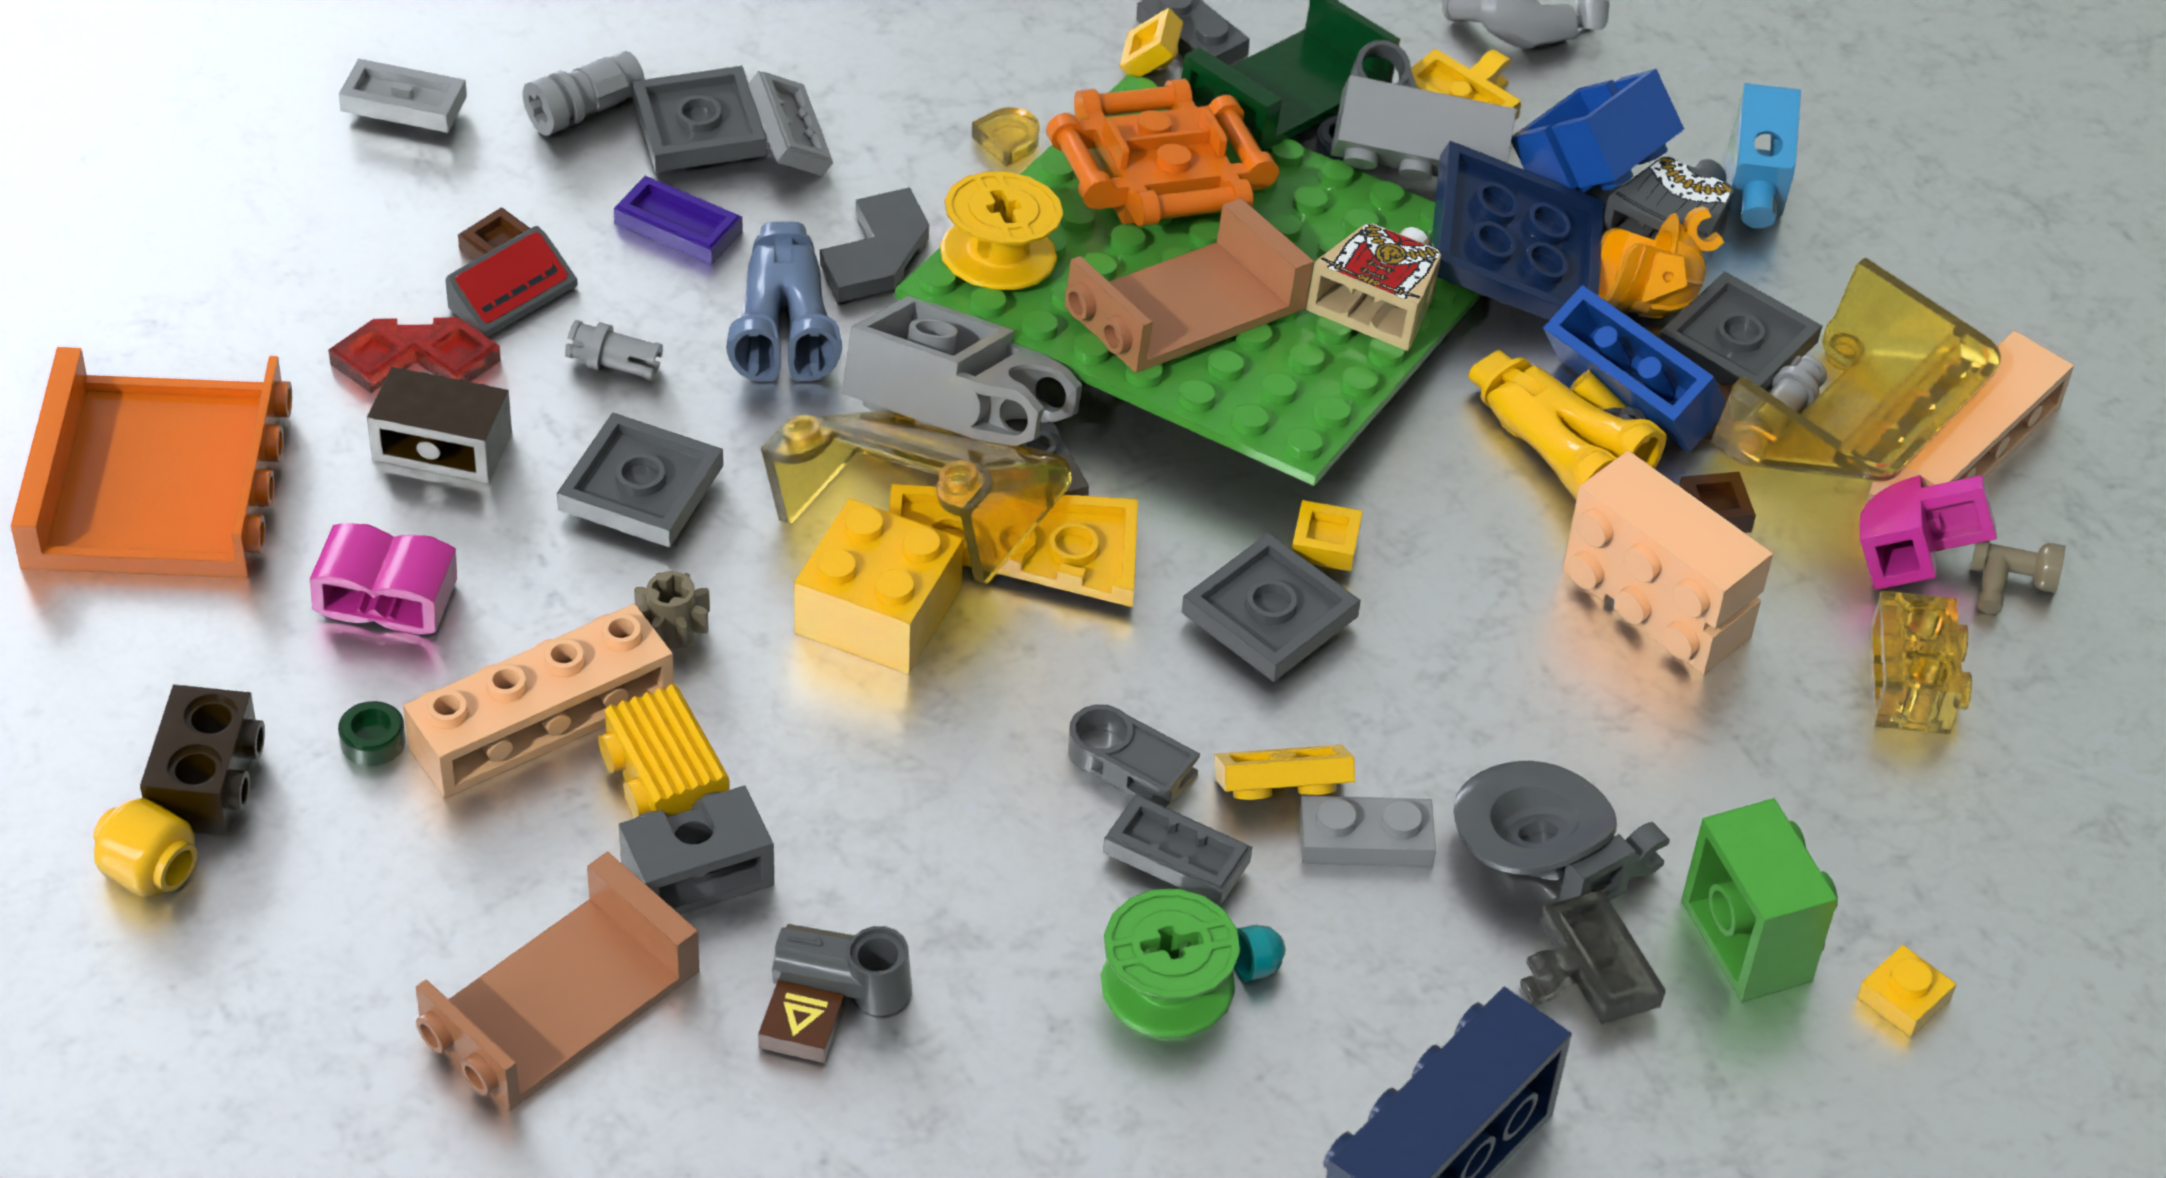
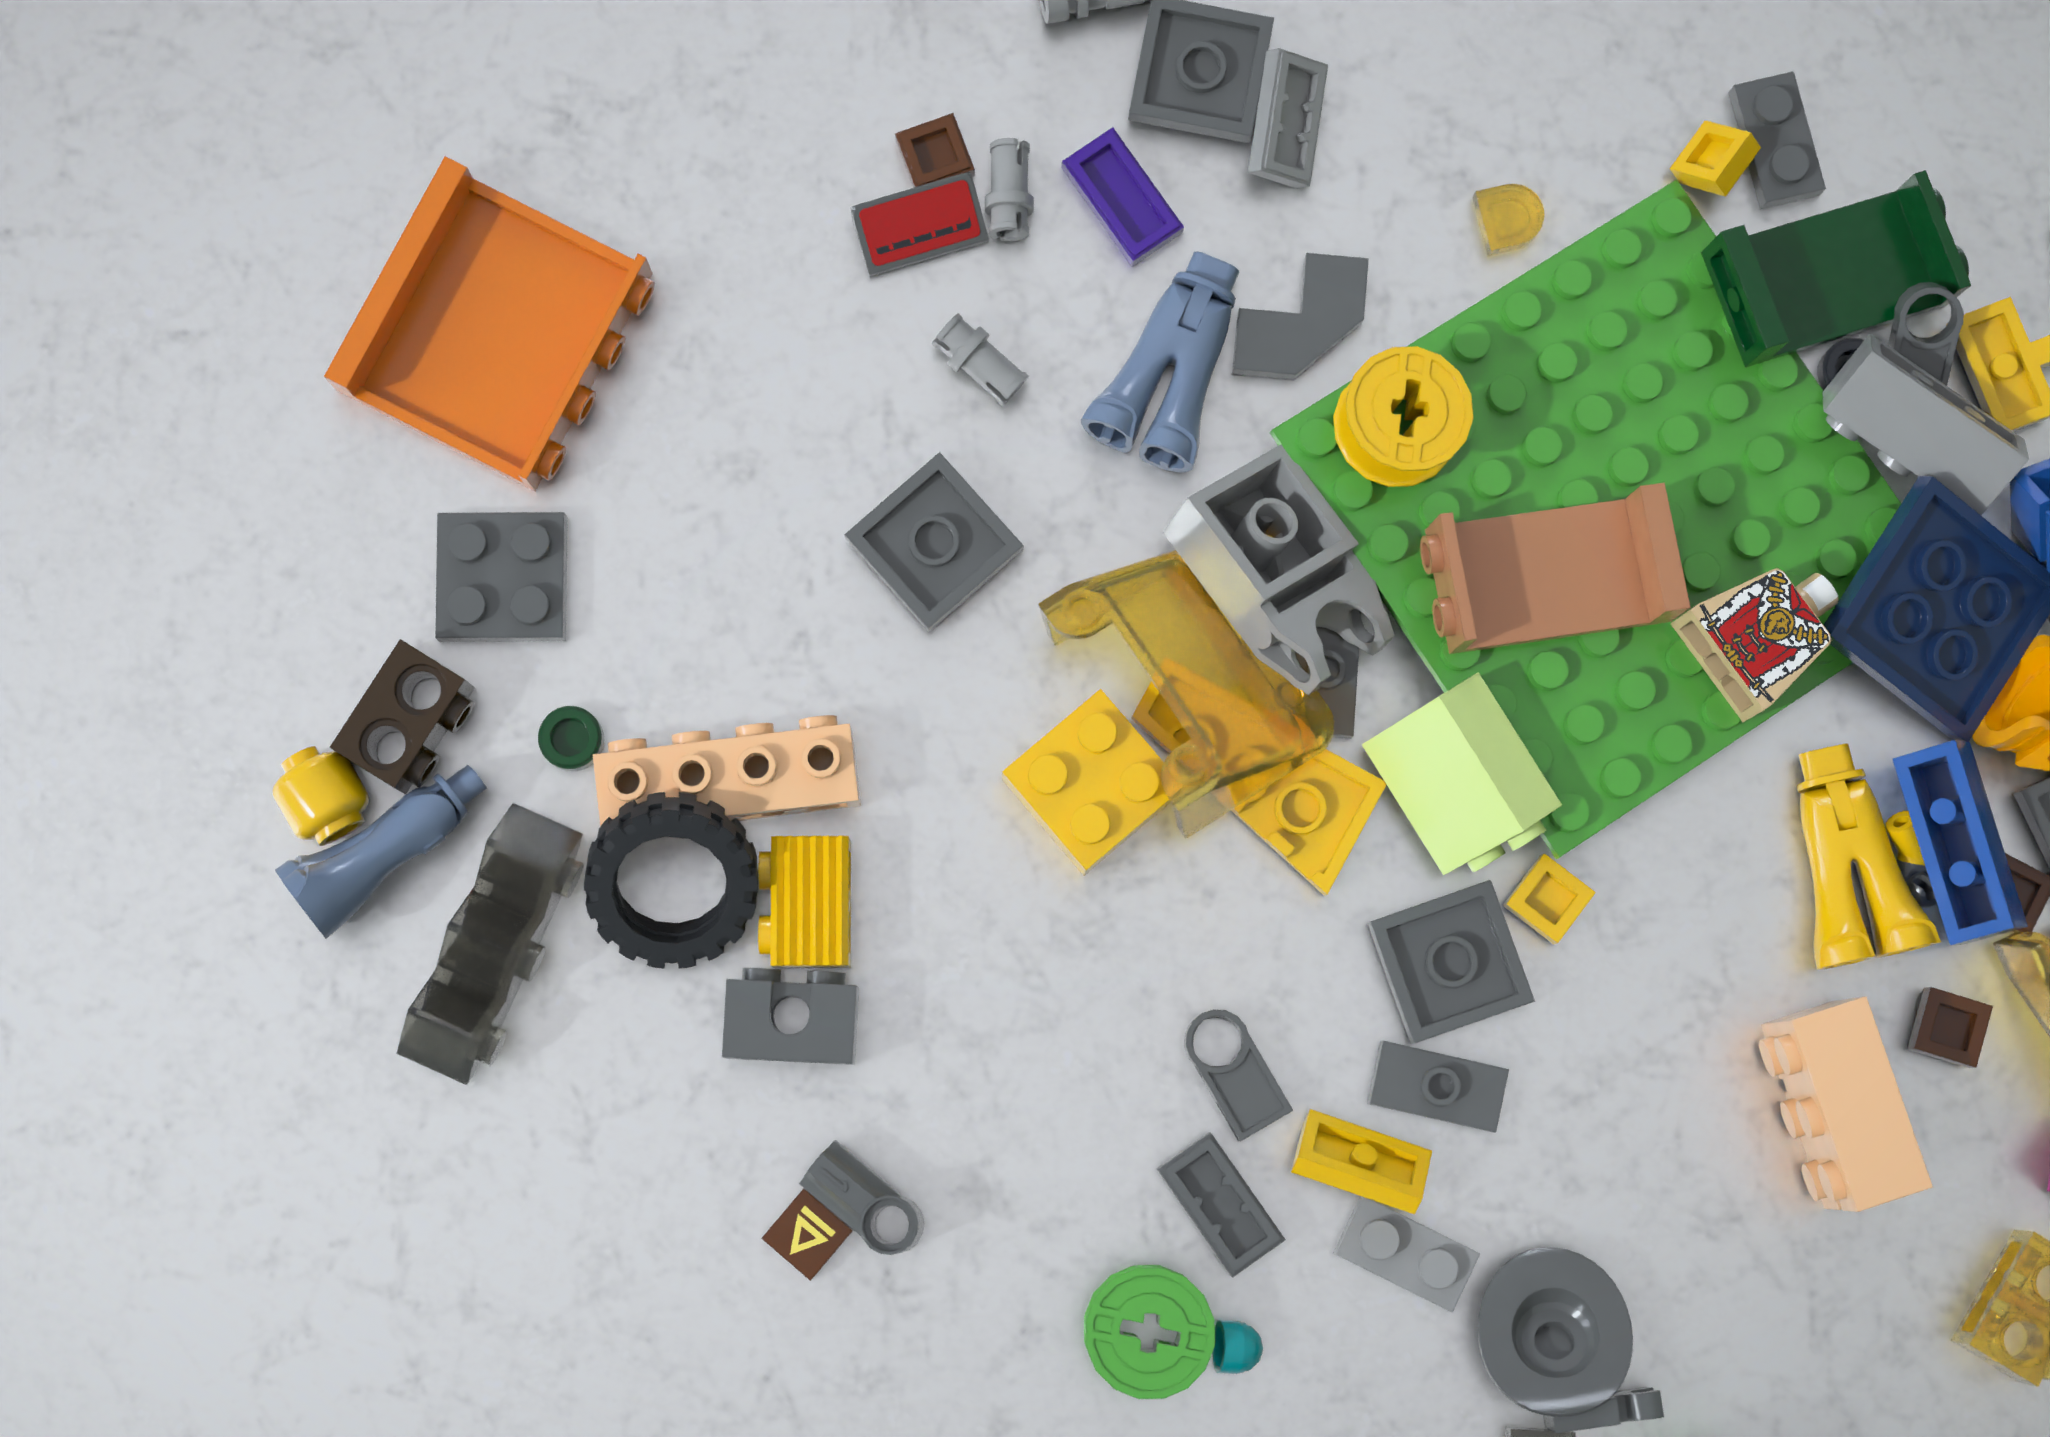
camera: 25 degrees right, 35 degrees up
(191, 889) = (342, 878): none -> sand blue piece
(247, 636) = (501, 577): none -> dark grey plate
(373, 892) = (492, 945): none -> clear smoke brick
(383, 578) = (648, 567): dark pink brick -> none
(439, 424) = (775, 391): dark brown brick -> none
(442, 348) = (775, 252): clear red tile -> none
(562, 715) = (669, 941): none -> black tyre
(563, 988) = (611, 1108): nougat panel -> none
(580, 242) = (1009, 198): none -> light grey pin
(674, 607) = (893, 706): dark tan gear -> none
(1159, 160) = (1625, 365): orange brick -> none
(1198, 454) = (1463, 777): none -> yellowish green brick
(1316, 702) = (1438, 1086): none -> dark grey plate

